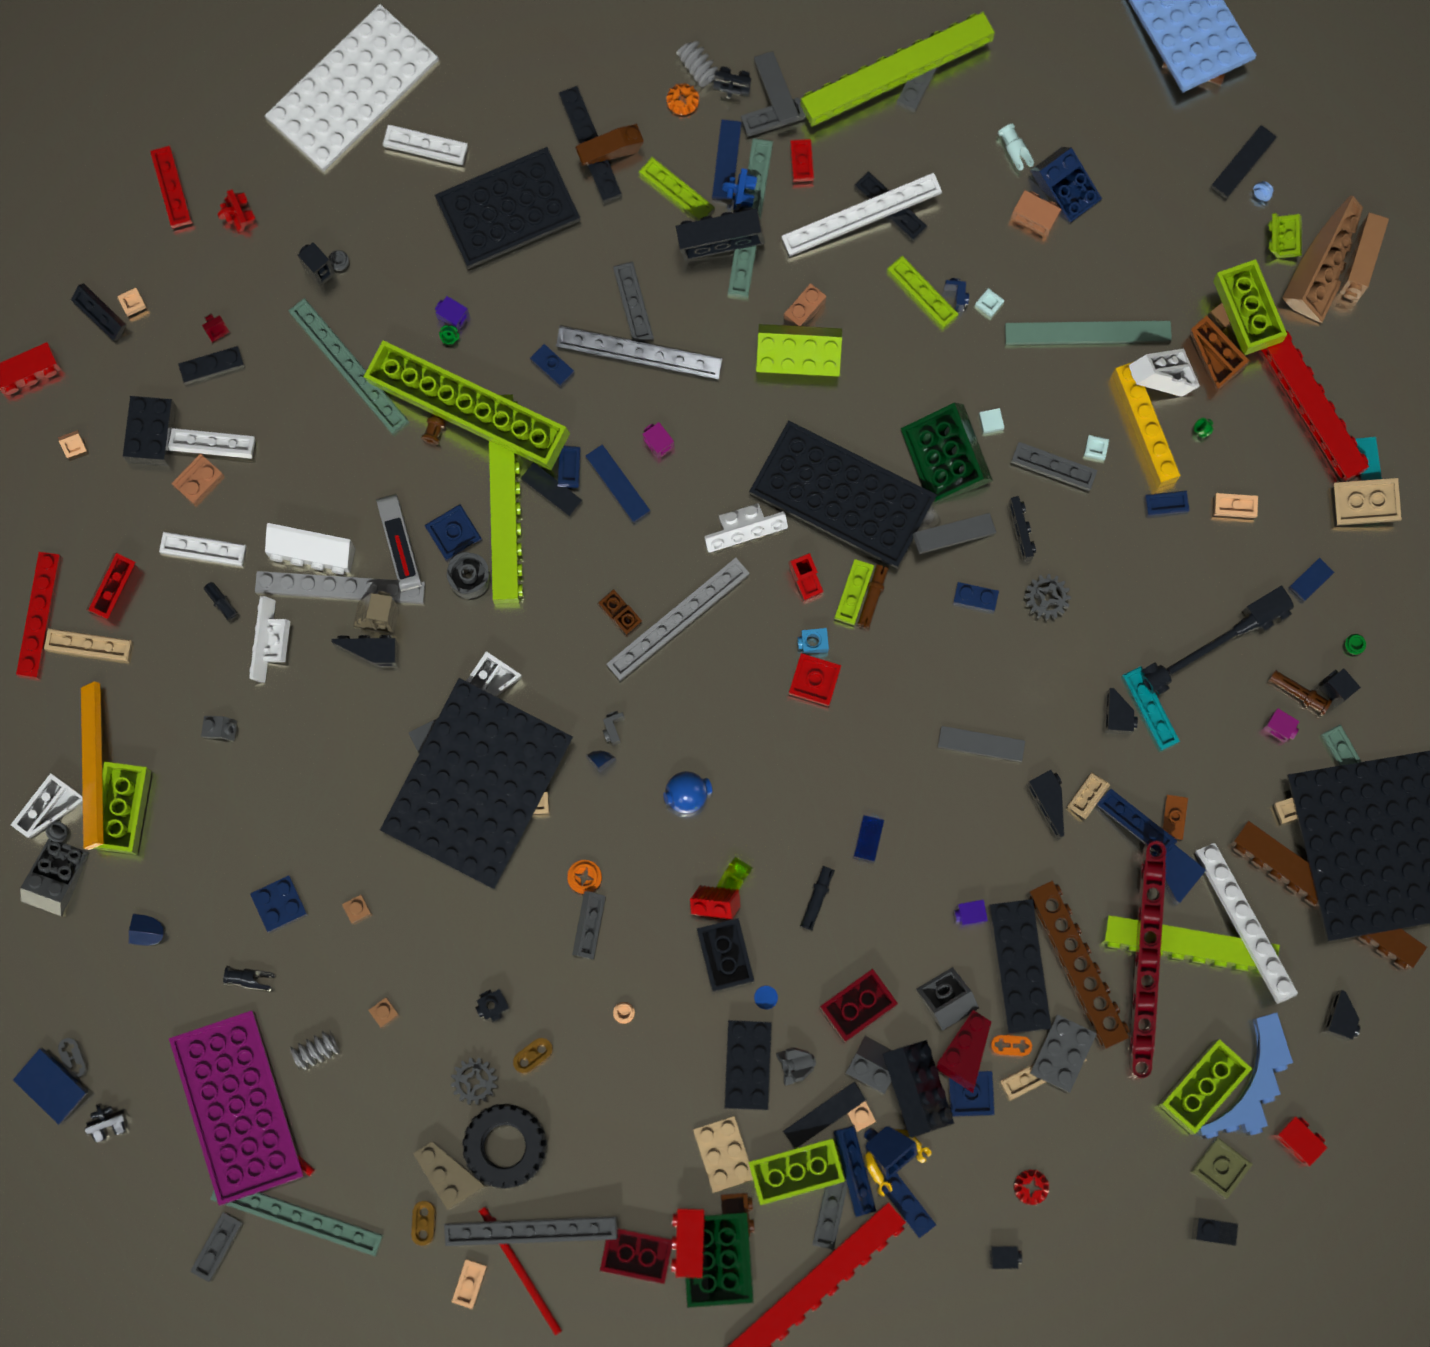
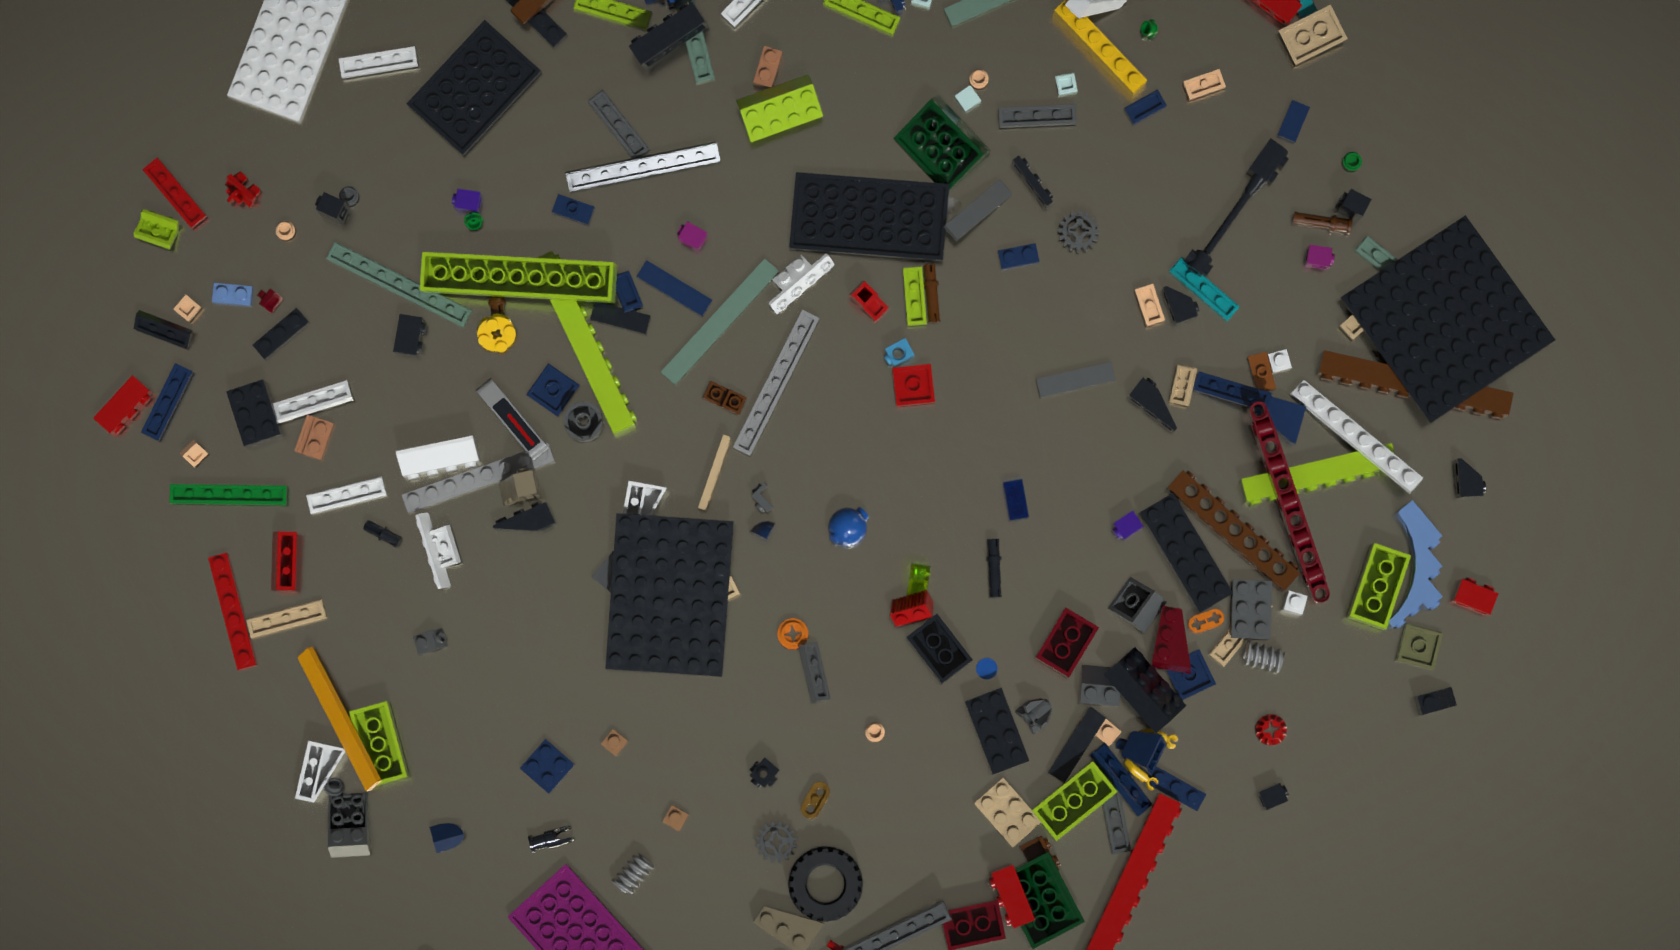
camera: 25 degrees left, 5 degrees up
(70, 383) = (167, 401): none -> dark blue plate
(87, 499) = (228, 494): none -> green plate
(137, 213) = (156, 229): none -> lime bracket
(182, 307) = (232, 294): none -> medium blue plate
(261, 267) = (285, 230): none -> light nougat plate
(335, 419) = (409, 335): none -> black brick
(410, 453) = (492, 323): none -> yellow plate
(573, 685) = (714, 473): none -> tan tile
(648, 535) = (719, 321): none -> sand green tile
(1011, 406) = (978, 78): none -> light nougat plate
(1055, 1107) = (1263, 656): none -> light grey piece
(1088, 701) = (1149, 305): none -> light nougat plate
(1110, 1066) = (1294, 603): none -> white brick
(1197, 813) = (1279, 361): none -> white plate

